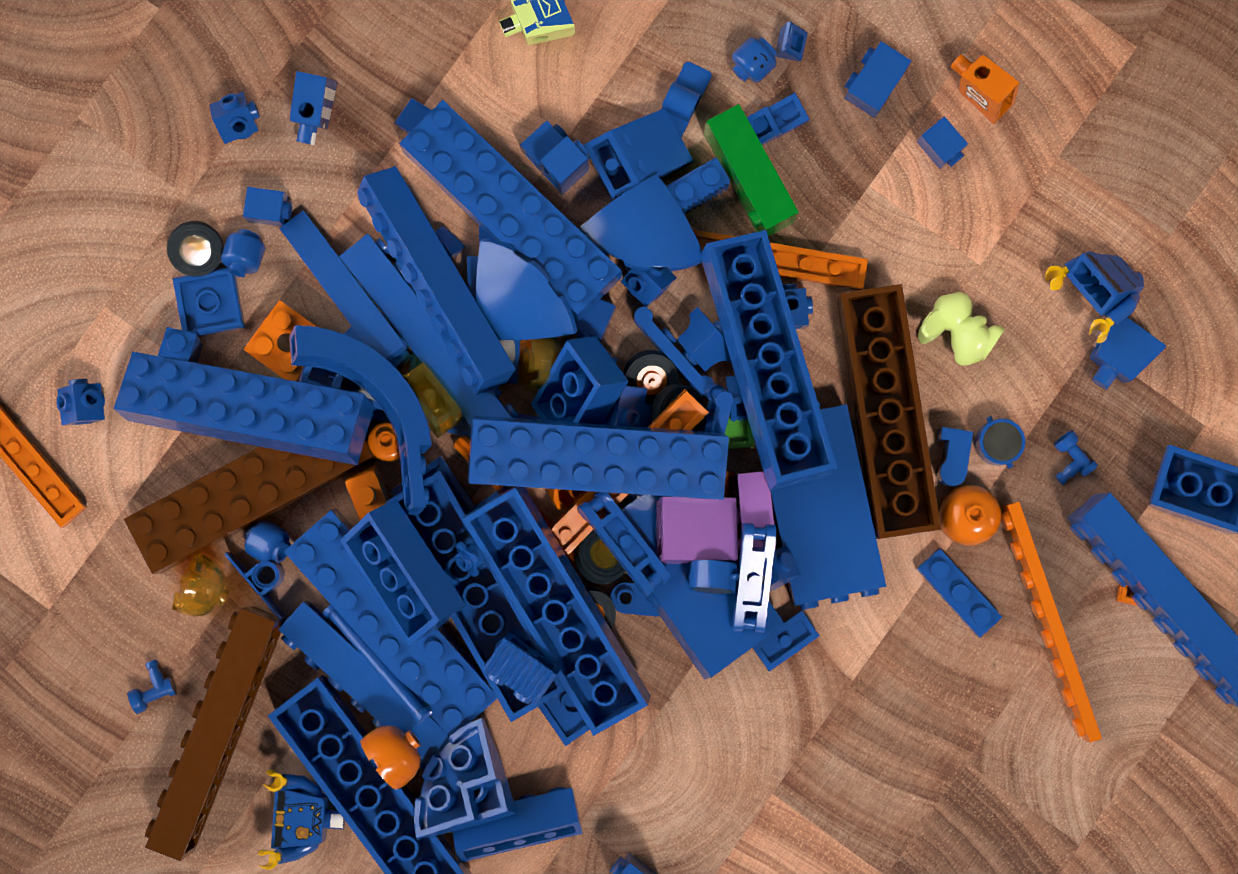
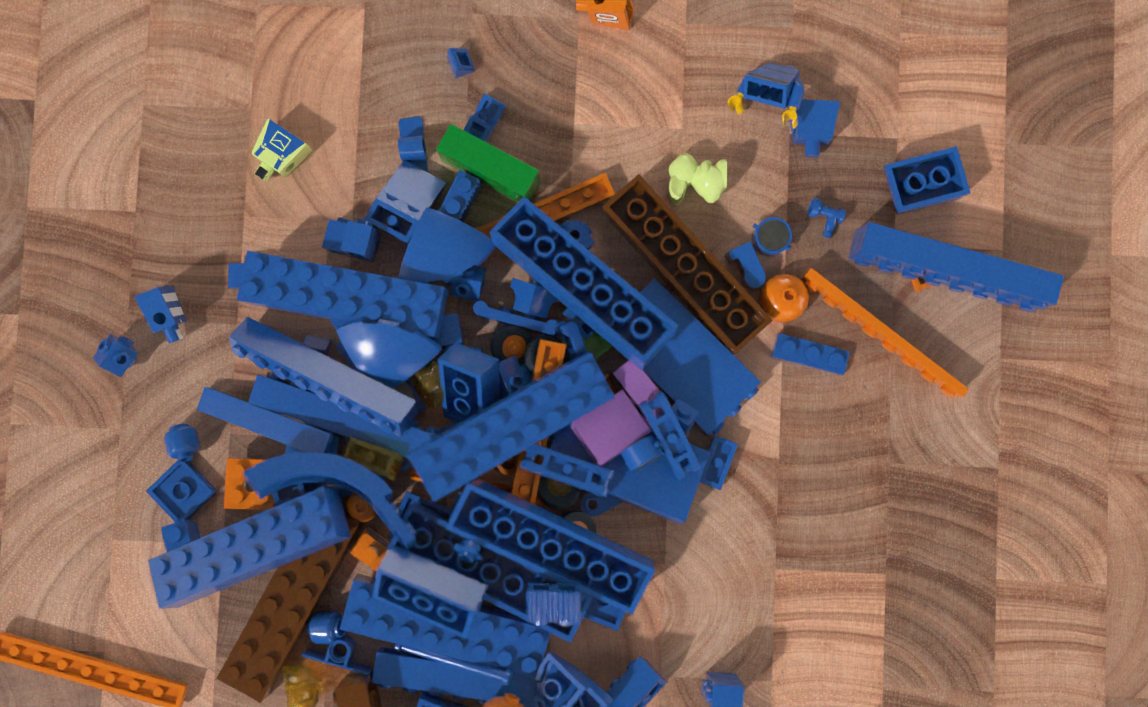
camera: 35 degrees left, 0 degrees up
(80, 403) = (136, 617): blue brick -> none
(194, 248) = (146, 461): black wheel -> none
(267, 206) = (178, 400): blue brick -> none
(754, 60) = (442, 89): blue head -> none
(877, 78) = (532, 49): blue brick -> none
(943, 143) = (604, 64): blue brick -> none

